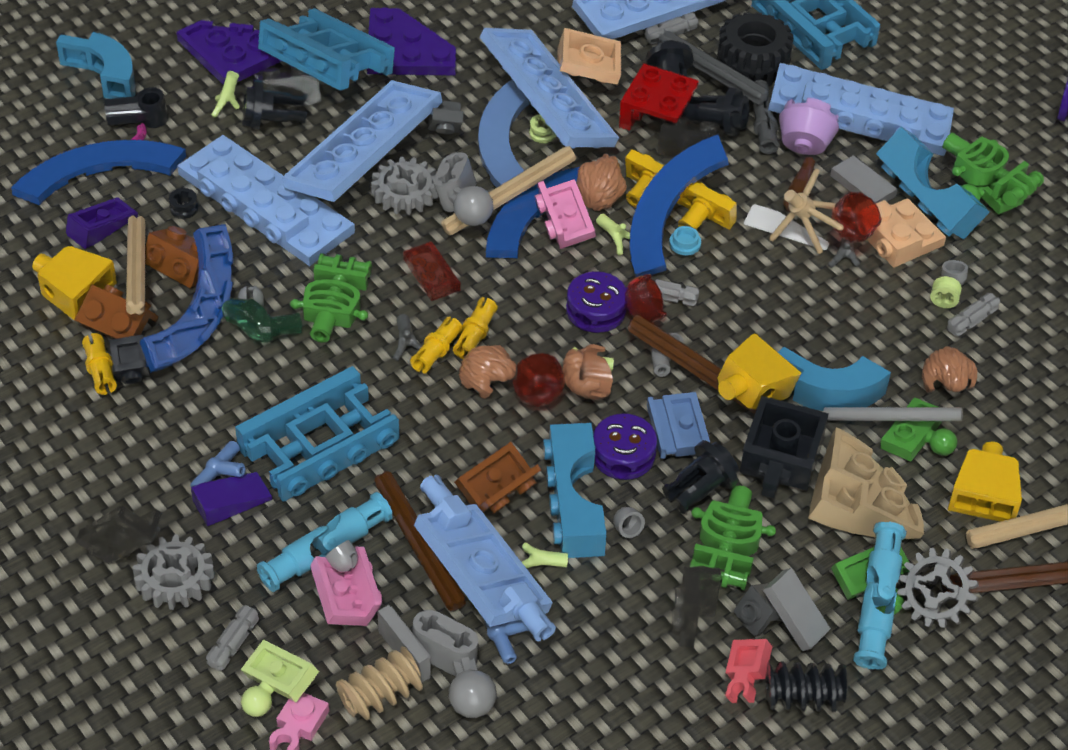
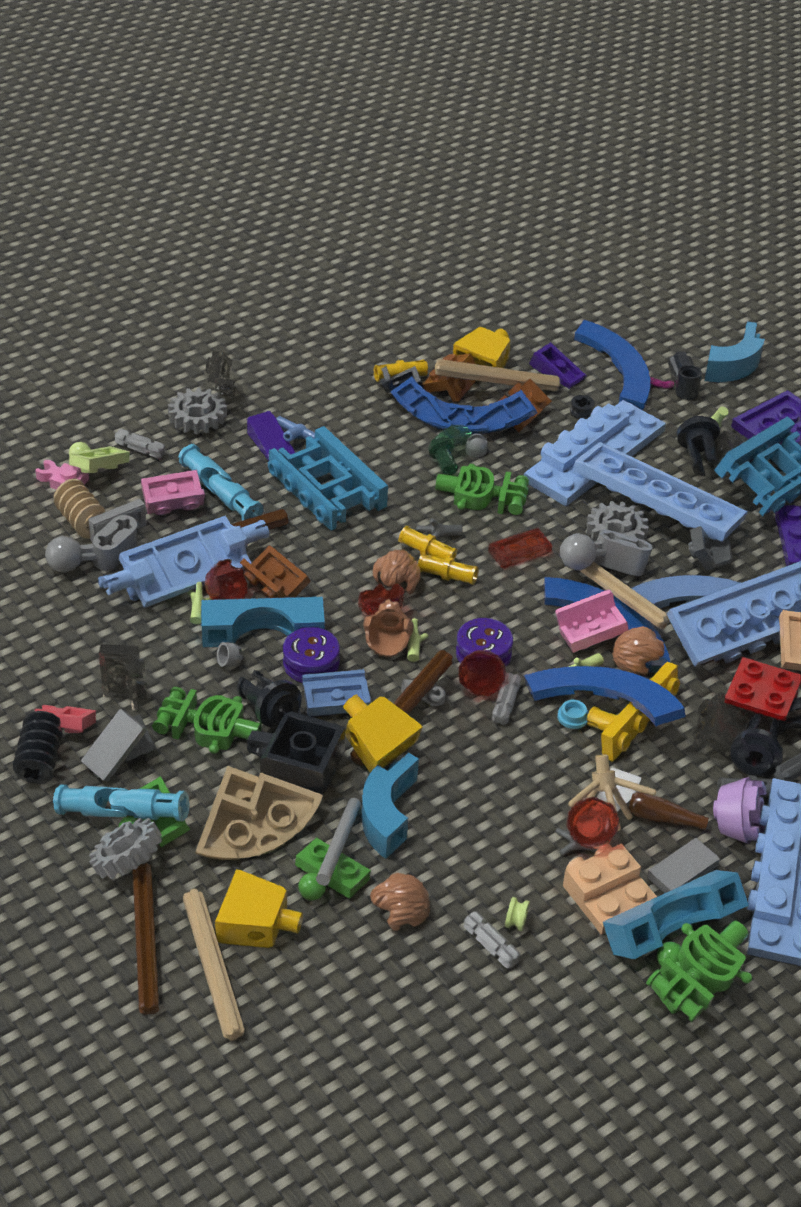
camera: 90 degrees right, 5 degrees down
(343, 557) = (193, 480): light grey hinge -> none
(520, 525) = (225, 581): none -> clear red hair
(956, 270) = (552, 927): light grey hinge -> none

